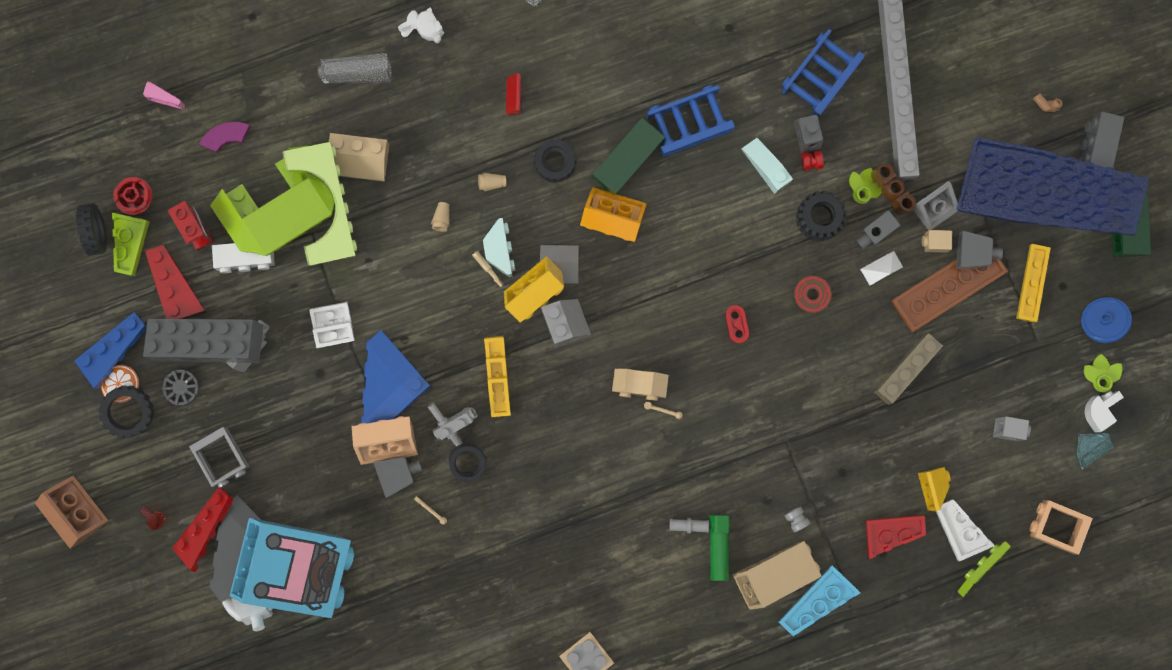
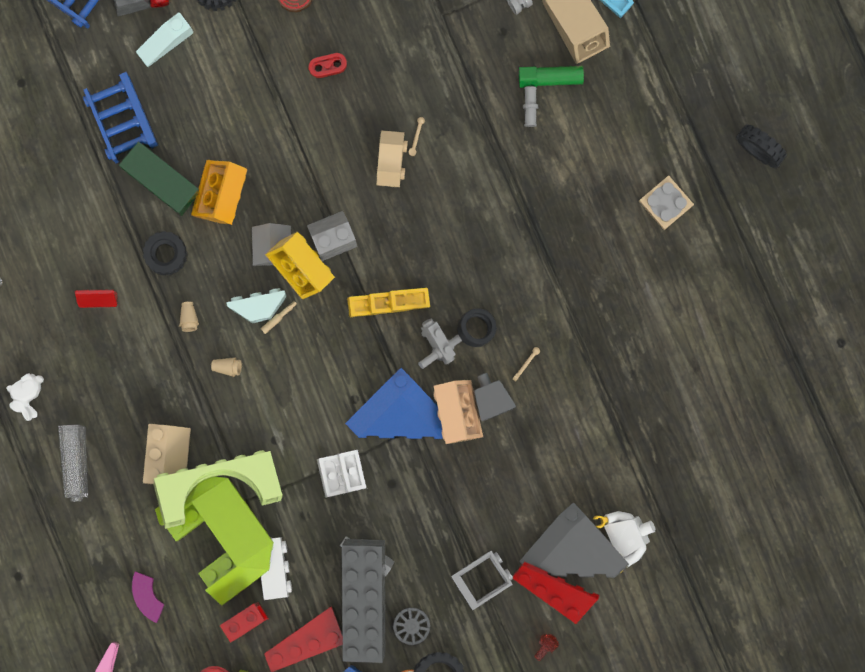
camera: 90 degrees left, 0 degrees up
(291, 568) = (591, 494): brick -> none

